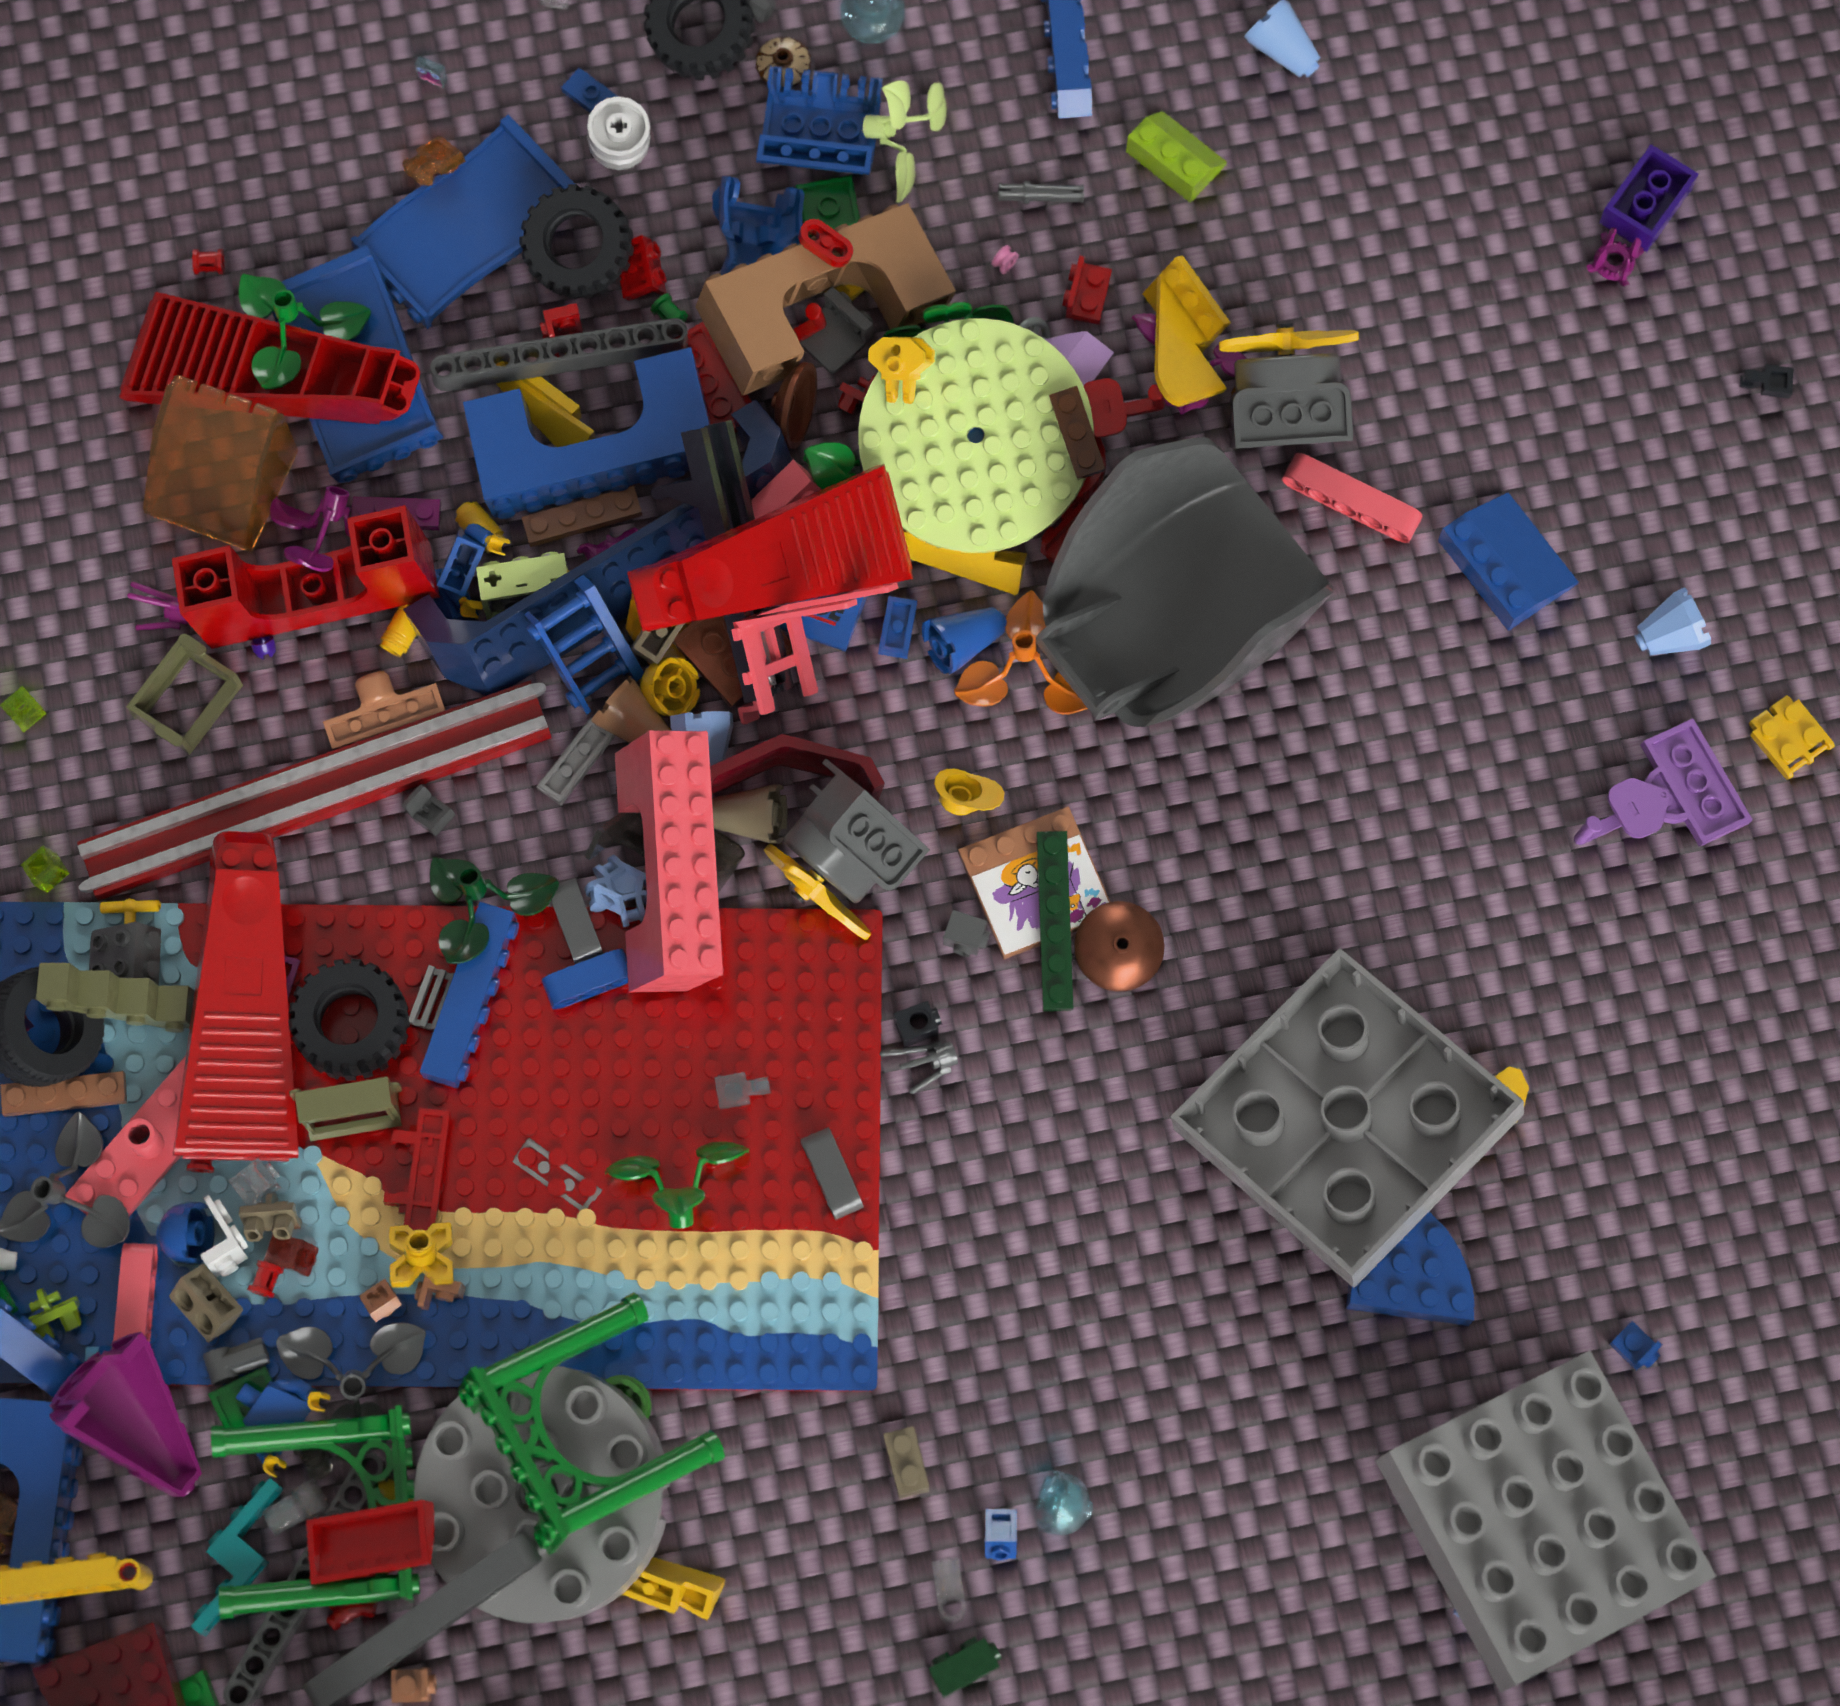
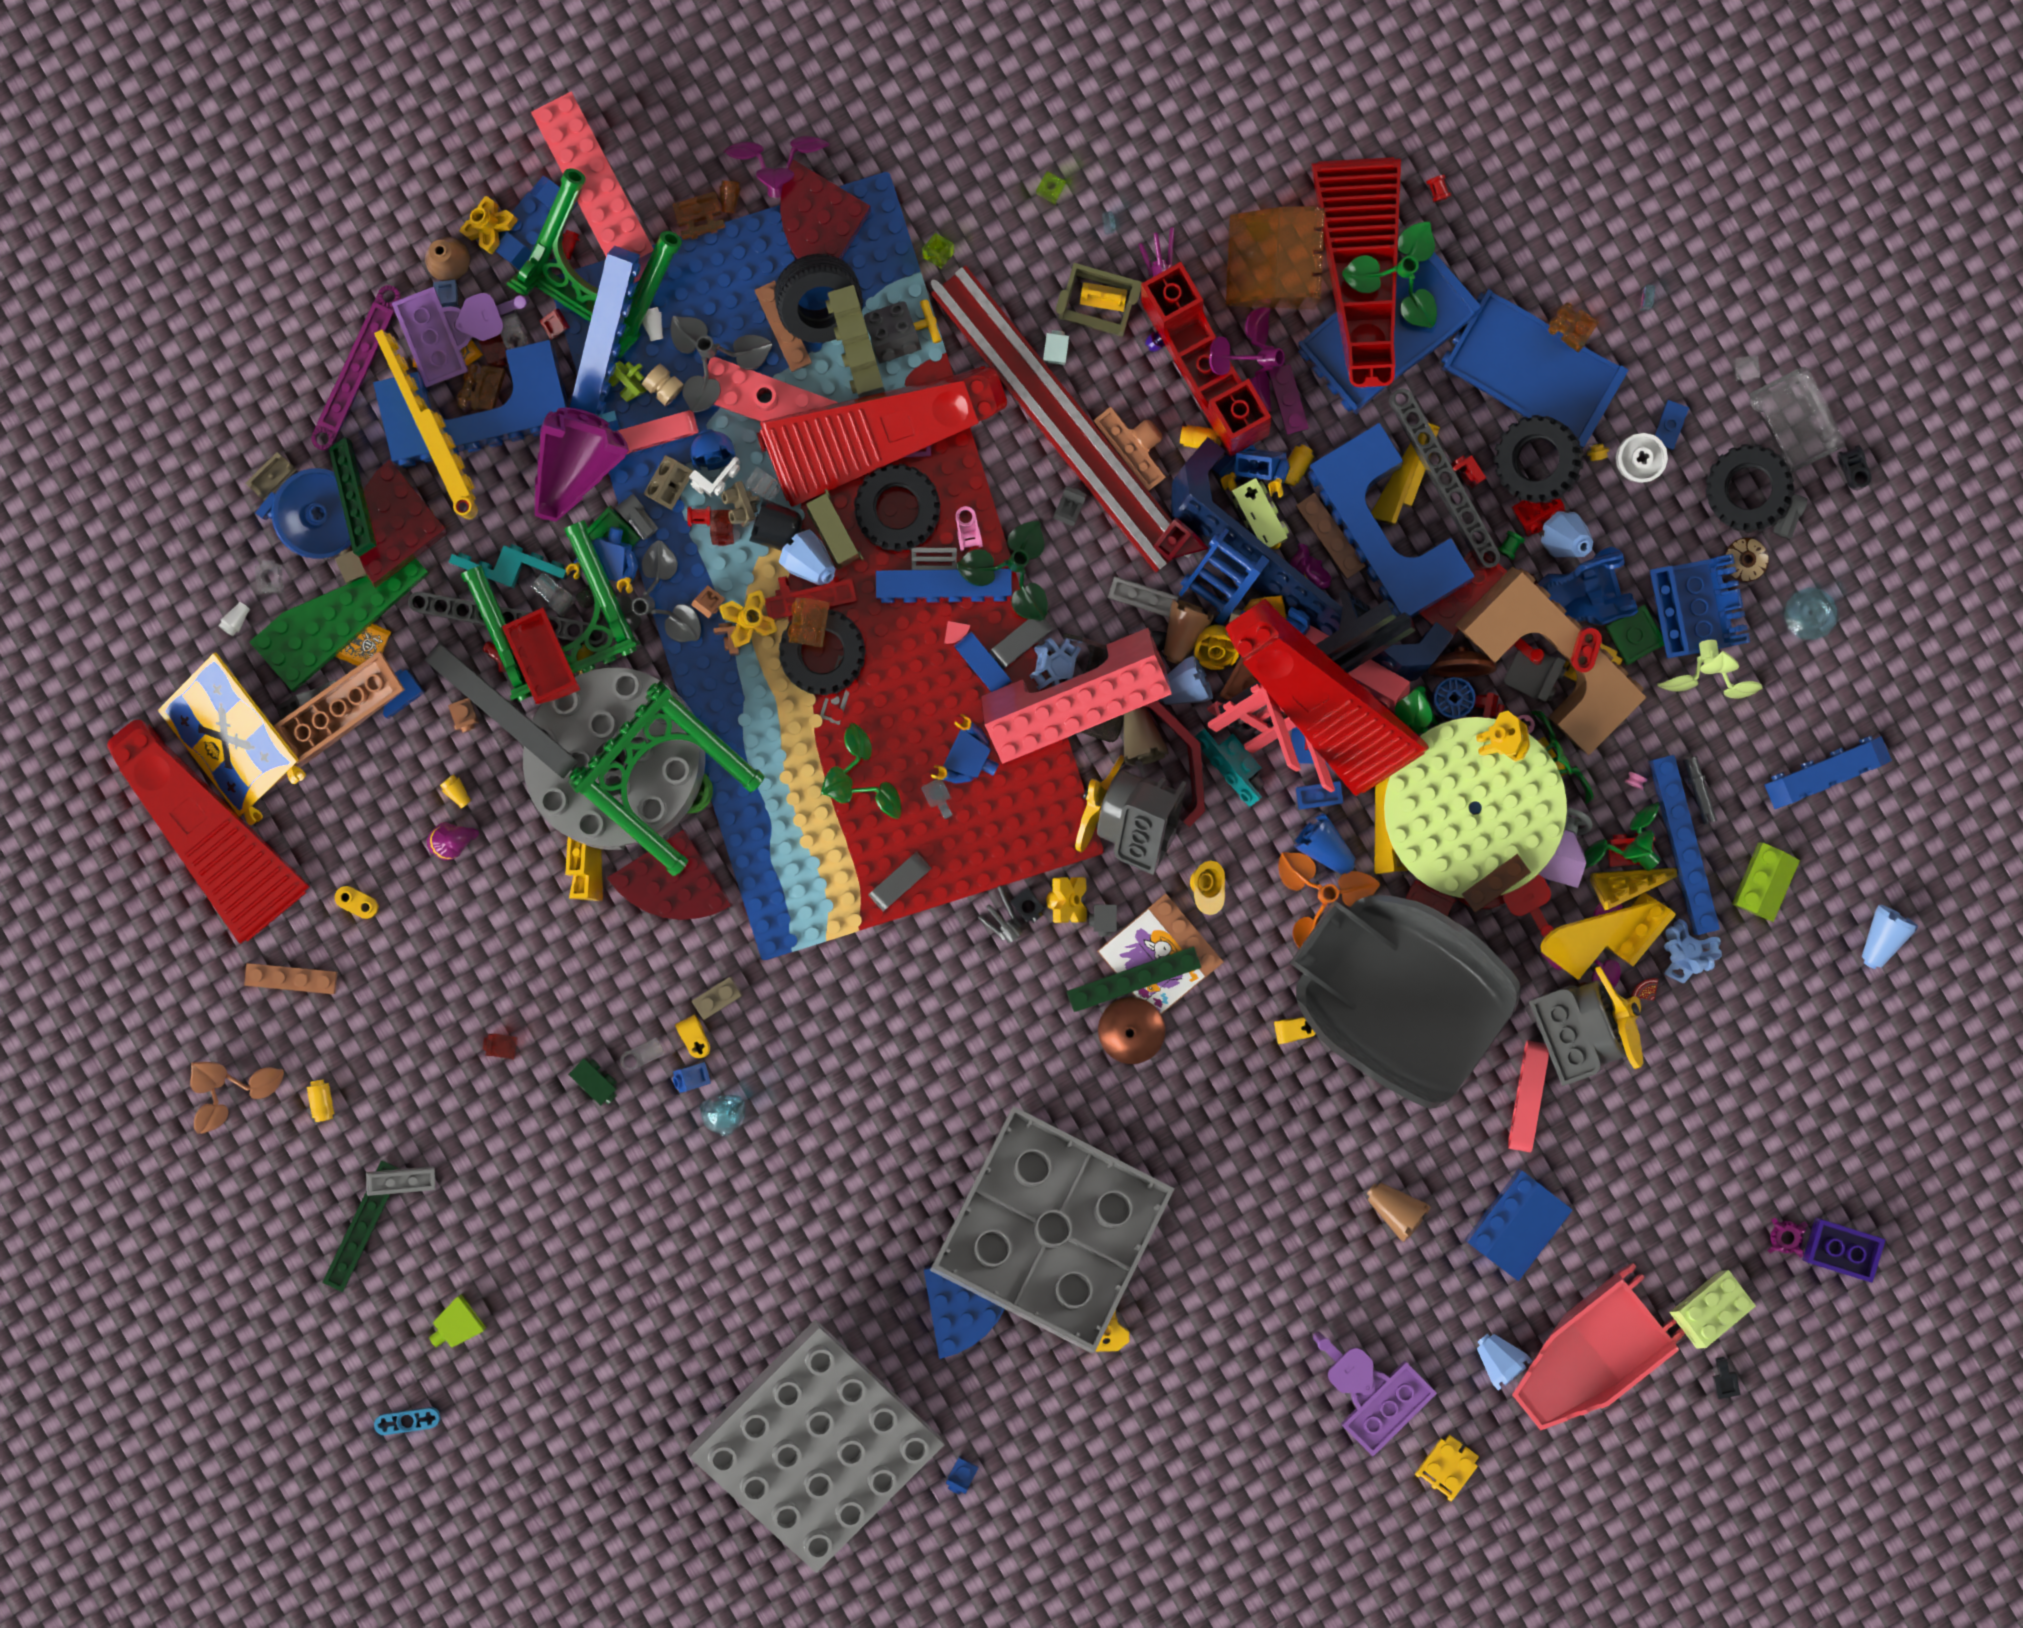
camera: 75 degrees right, 15 degrees up
(77, 1269) = (661, 383): none -> tan wheel
(94, 654) = (1108, 222): none -> clear light blue tile
(184, 690) = (1103, 297): none -> yellow hinge
(224, 765) = (1056, 348): none -> light aqua brick
(316, 1180) = (775, 525): none -> black cylinder
(373, 1151) = (808, 558): none -> light blue cone
(411, 943) = (968, 530): none -> bright pink piece
(452, 1170) = (808, 622): none -> clear orange bracket
(475, 1141) = (839, 678): none -> black tyre
(519, 687) = (1178, 541): none -> dark red slope
(535, 1001) = (955, 632): none -> coral tile
(594, 179) = (1597, 452): none -> yellow plate
(683, 241) = (1566, 536): none -> light blue cone
(697, 1033) = (967, 755): none -> blue torso
(739, 1491) = (687, 895): none -> dark red brick
(828, 715) = (1233, 763): none -> teal bracket
(834, 419) = (1459, 688): none -> blue wheel
(854, 697) = (1256, 781): none -> dark grey piece
(926, 970) = (1066, 900): none -> yellow plant
(940, 1512) = (691, 1033): none -> yellow piece
(1085, 256) = (1639, 850): none -> green plant
(1101, 228) = (1684, 845): none -> blue brick
(1129, 303) = (1622, 886): none -> yellow tile
(1181, 748) = (1290, 1030): none -> yellow piece
(1234, 262) = (1688, 952): none -> light blue piece
(1262, 323) = (1646, 989): none -> red tile
(1447, 691) = (1398, 1209): none -> medium nougat cone
(1679, 364) = (1712, 1309): none -> yellowish green piece
(1697, 513) = (1595, 1354): none -> coral windscreen

